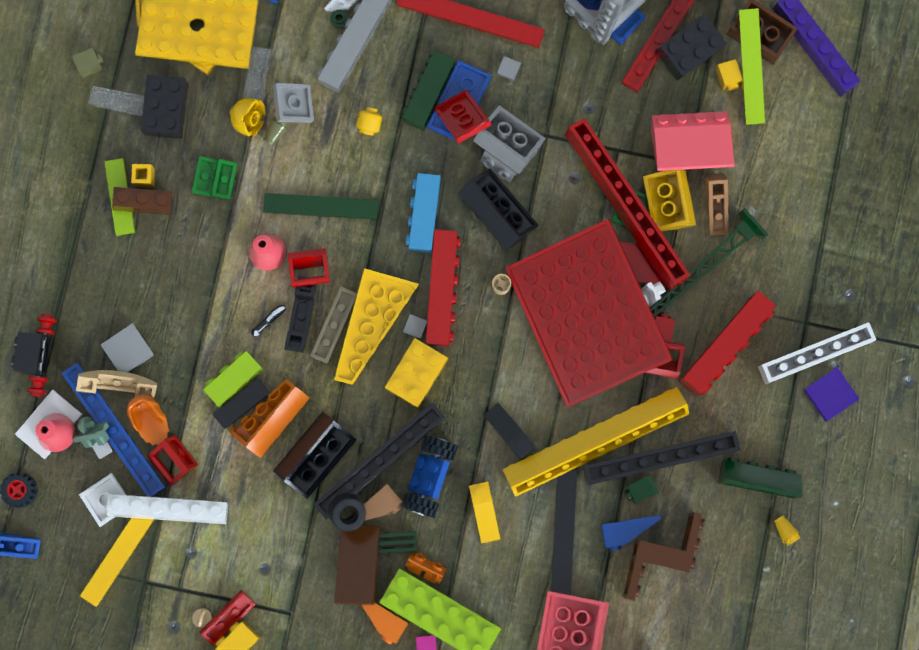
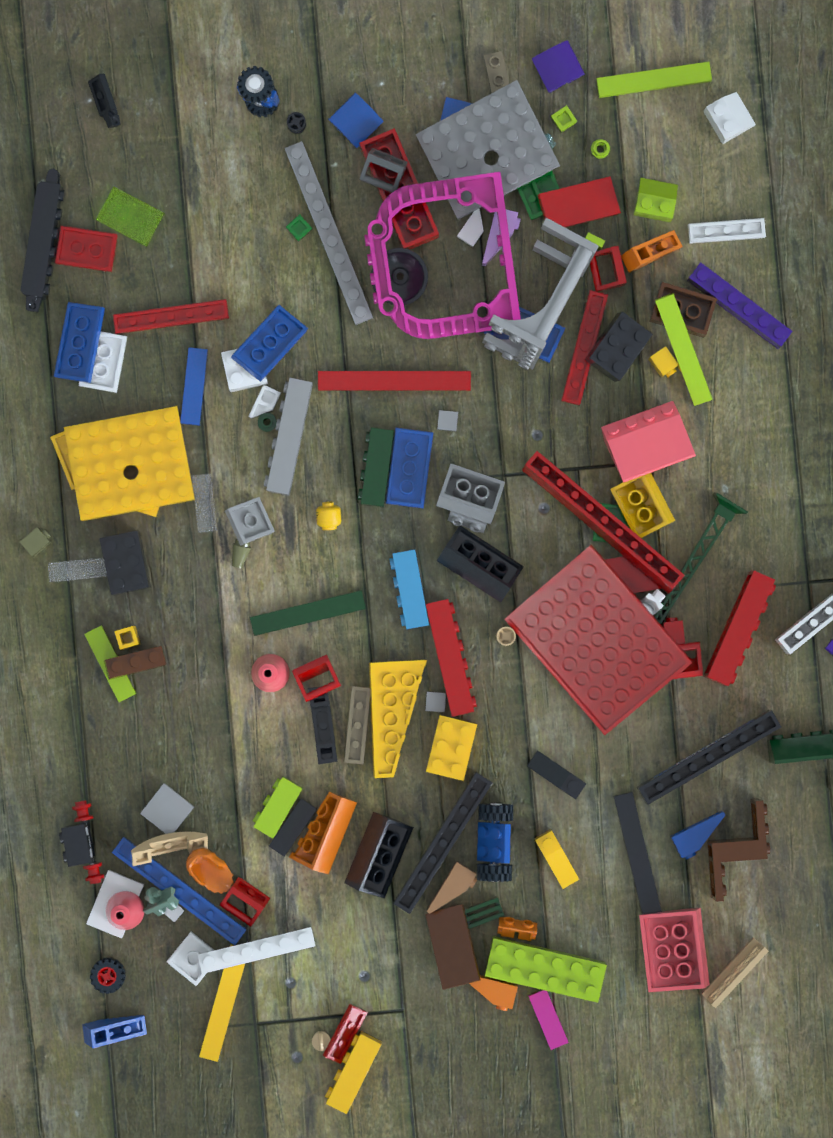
camera: 20 degrees left, 5 degrees up
(214, 178) = (195, 617): green slope -> none
(247, 116) = (208, 548): yellow cylinder -> none
(272, 316) = (292, 739): black piece -> none
(352, 522) = (418, 897): black tyre -> none
(462, 116) = (418, 486): red tile -> none
(596, 441) = (642, 759): yellow brick -> none
(641, 489) = (698, 792): dark green slope -> none
(717, 203) = (689, 493): medium nougat slope -> none

